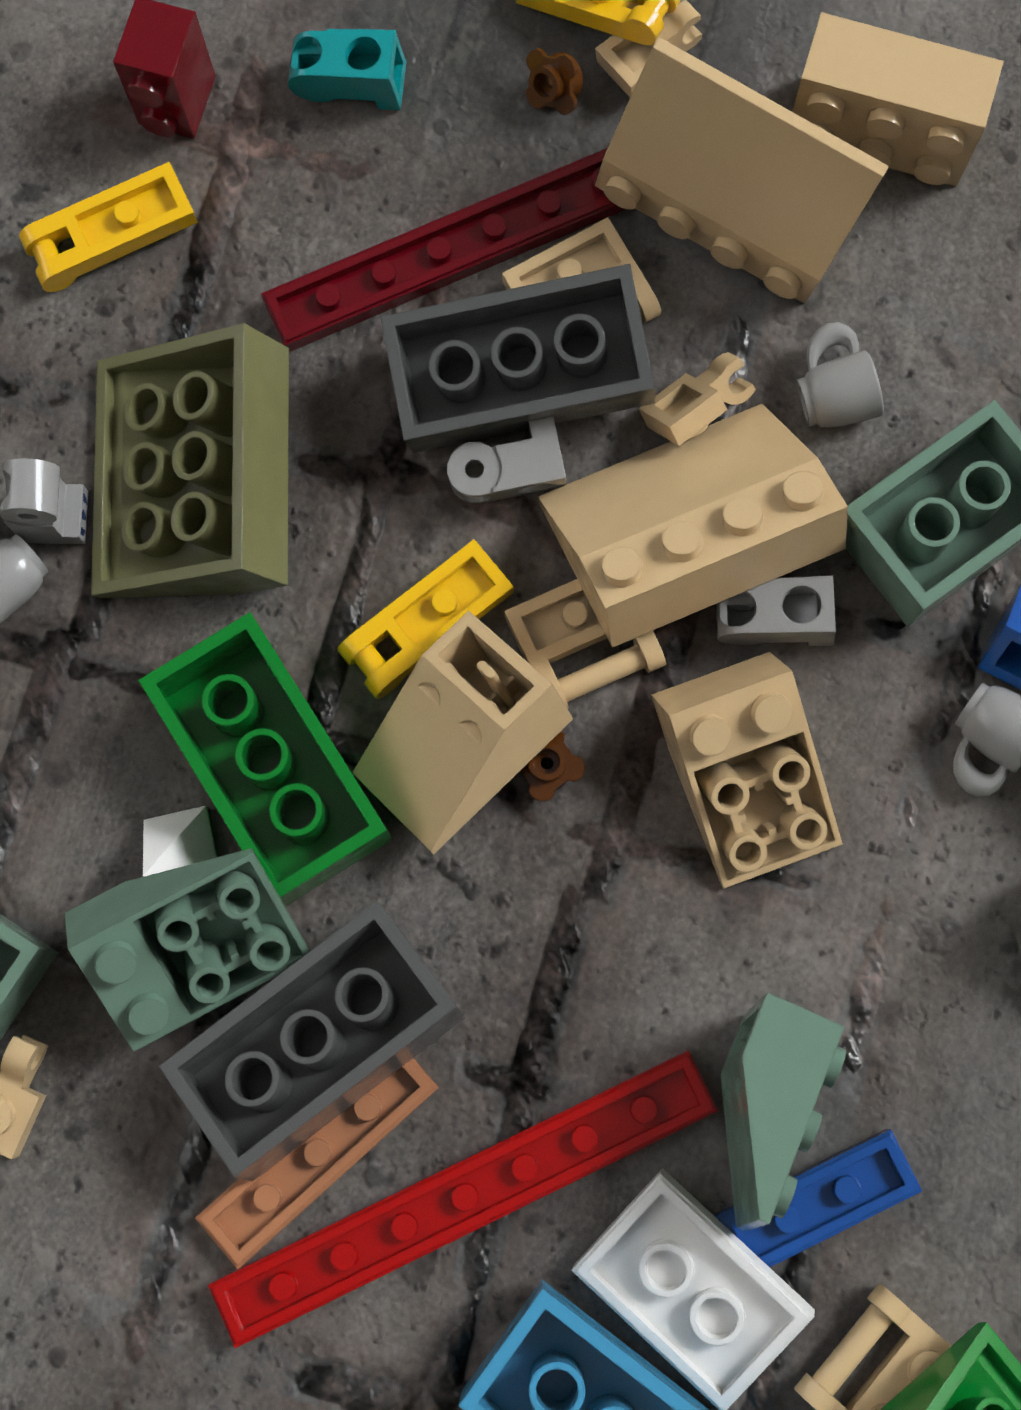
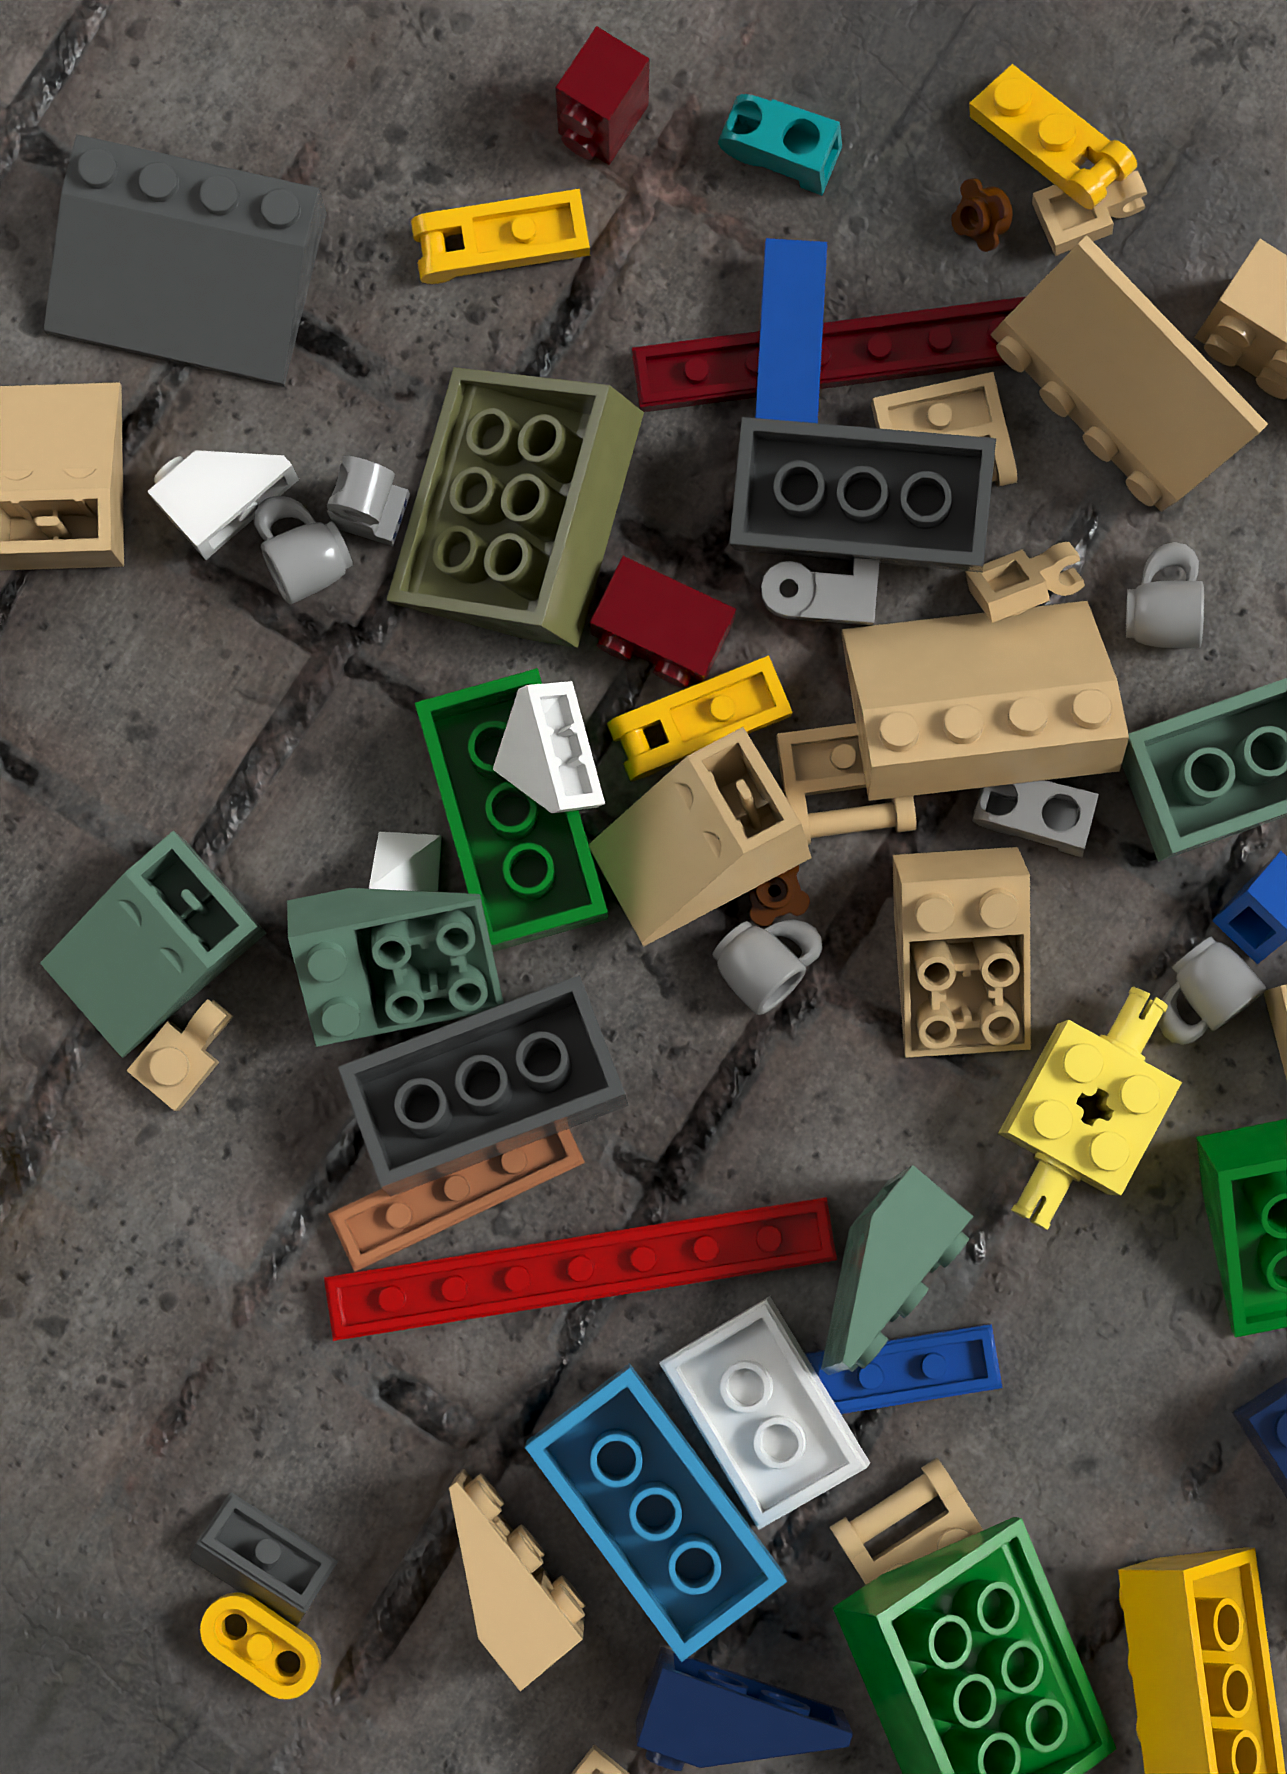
camera: 10 degrees right, 5 degrees up
(282, 686) = (549, 750): none -> white slope
(361, 538) = (661, 623): none -> dark red brick
(405, 228) = (791, 330): none -> blue tile
(556, 840) = (761, 966): none -> light grey piece
(956, 861) = (1128, 1094): none -> light yellow brick

